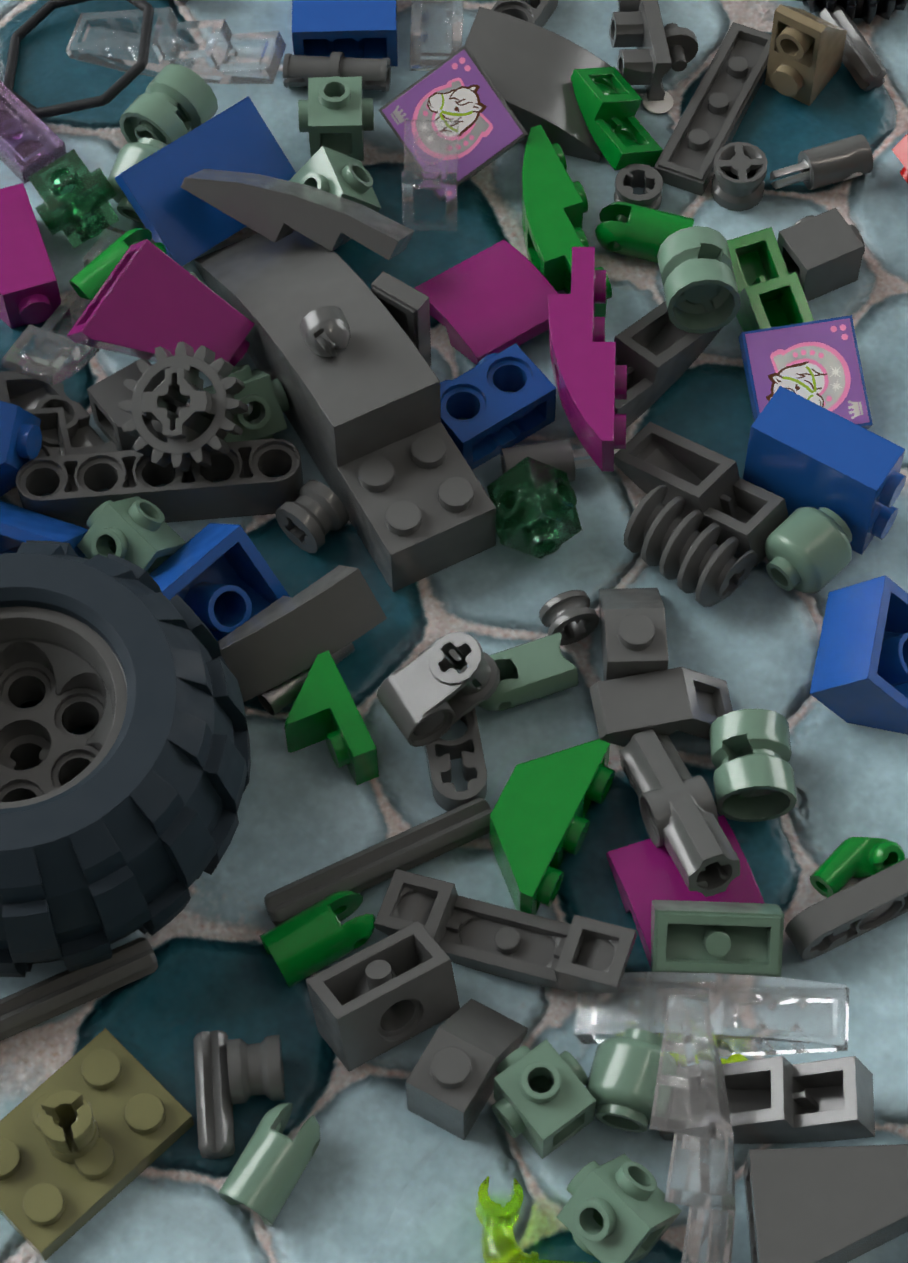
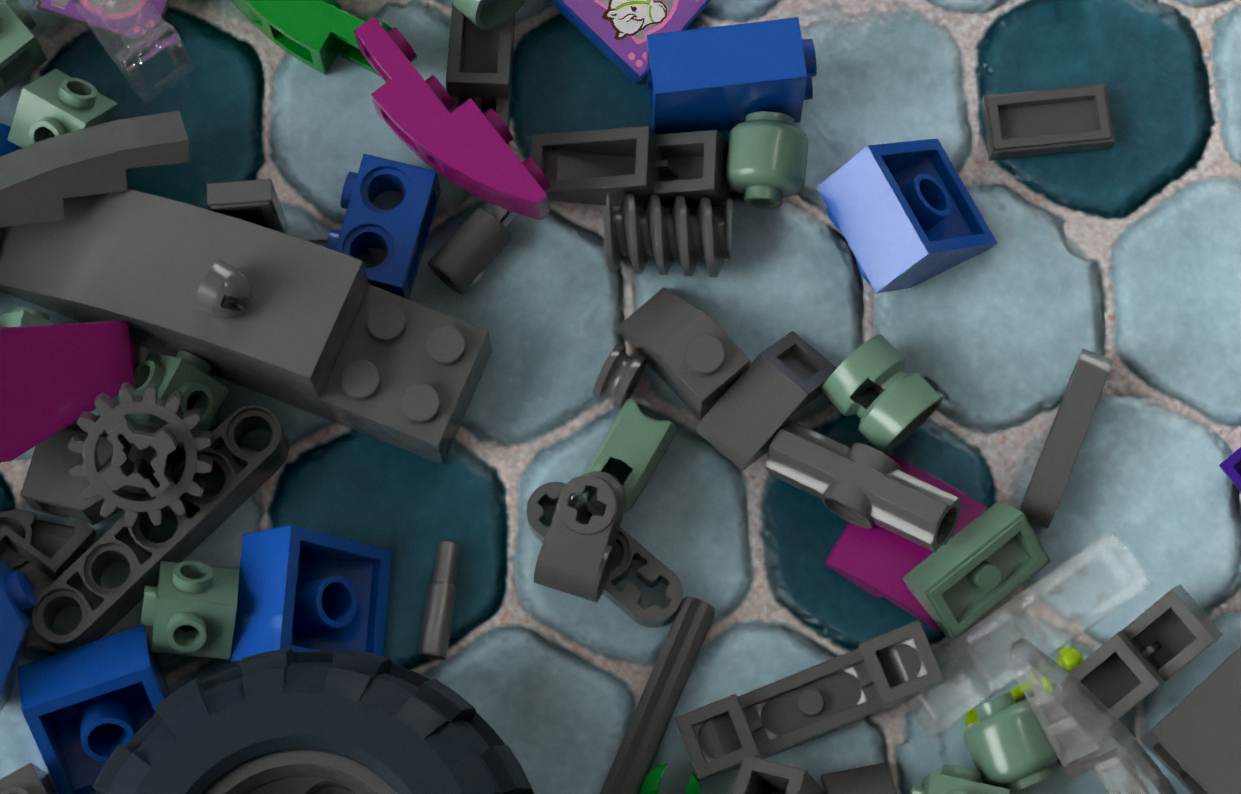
camera: 40 degrees left, 15 degrees up
(295, 630) = (414, 575): dark grey slope -> none
(312, 516) = (321, 454): dark grey wheel -> none
(329, 713) = (495, 618): green slope -> none
(490, 301) = (293, 121): magenta slope -> none
(534, 508) = (511, 299): clear green brick -> none
(544, 818) = (755, 578): green slope -> none
(855, 859) = (1022, 405): green arm -> none

